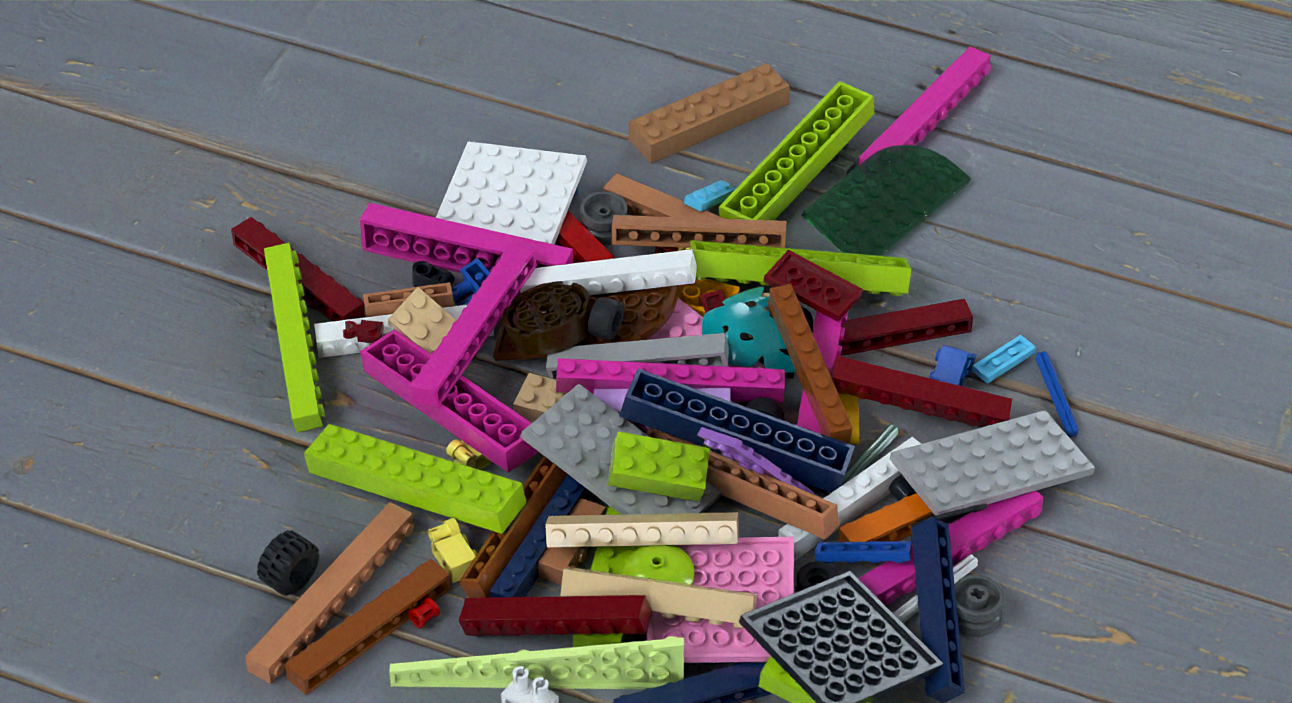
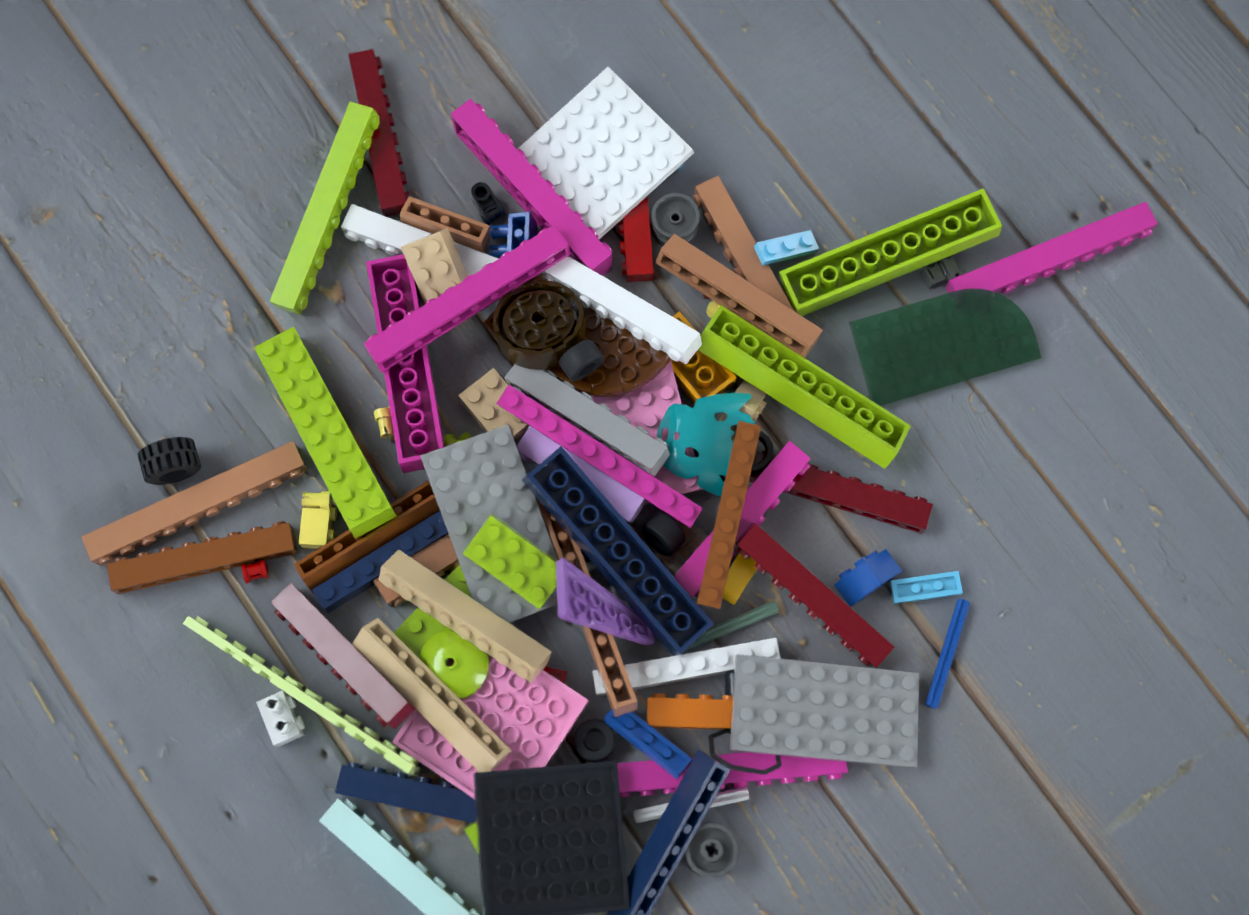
camera: 30 degrees right, 30 degrees up
(365, 332) = (387, 240): dark red plate -> none
(708, 113) = (852, 145): medium nougat brick -> none
(712, 300) = (695, 389): dark red plate -> none
(814, 285) = (788, 430): dark red plate -> none

